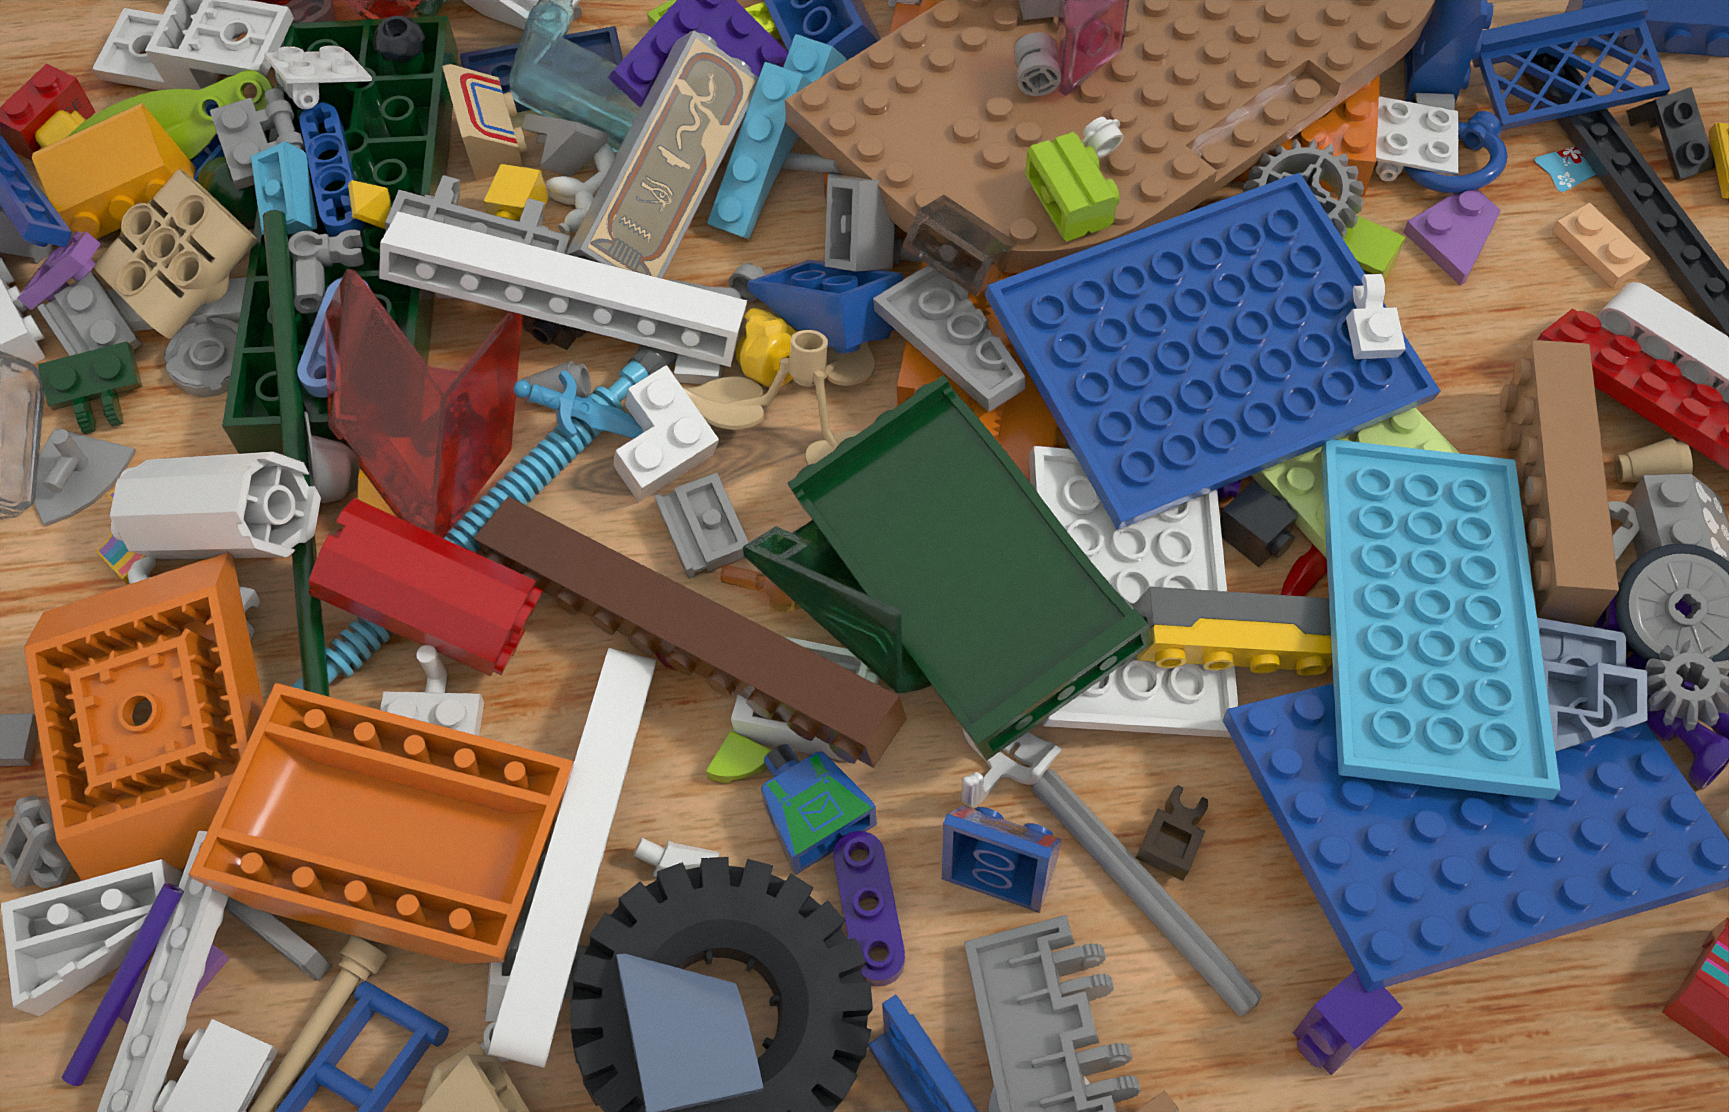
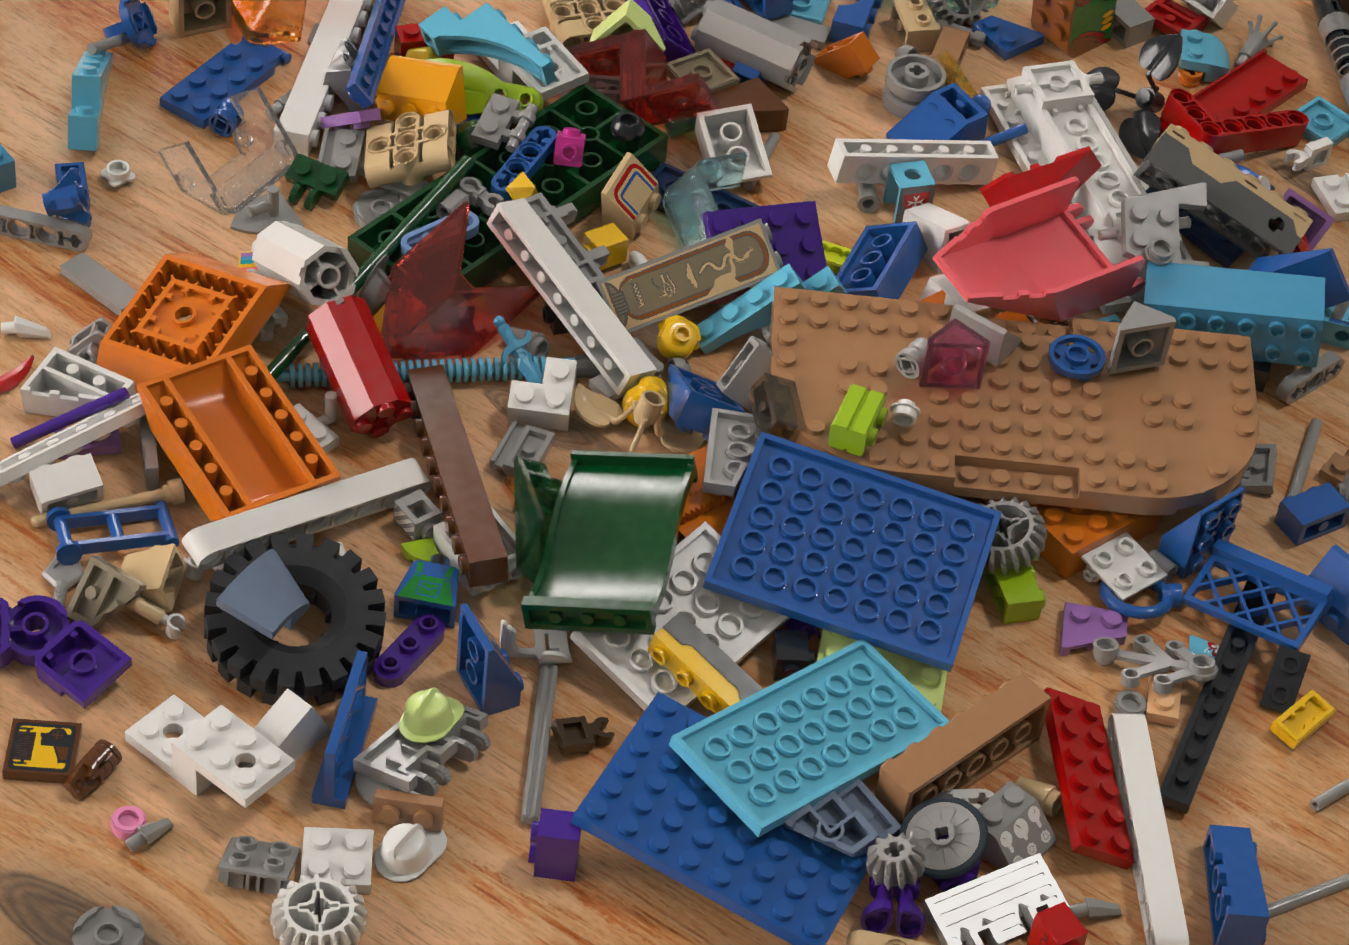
camera: 35 degrees right, 15 degrees down
(125, 44) = (488, 35): none -> medium azure arch
(285, 186) = (491, 153): medium azure slope -> none
(303, 71) = (558, 104): white hinge -> none
(364, 110) = (569, 147): none -> dark pink bracket
(566, 142) = (659, 238): light grey slope -> none
(682, 706) = (419, 521): none -> light grey brick
(716, 244) = (677, 337): none -> yellow head
(1016, 987) = (429, 716): none -> yellowish green piece
(1374, 329) = (948, 607): white plate -> none
(1589, 283) = (1130, 703): none -> light grey tile
(1615, 188) = (1176, 658): none -> light grey plant

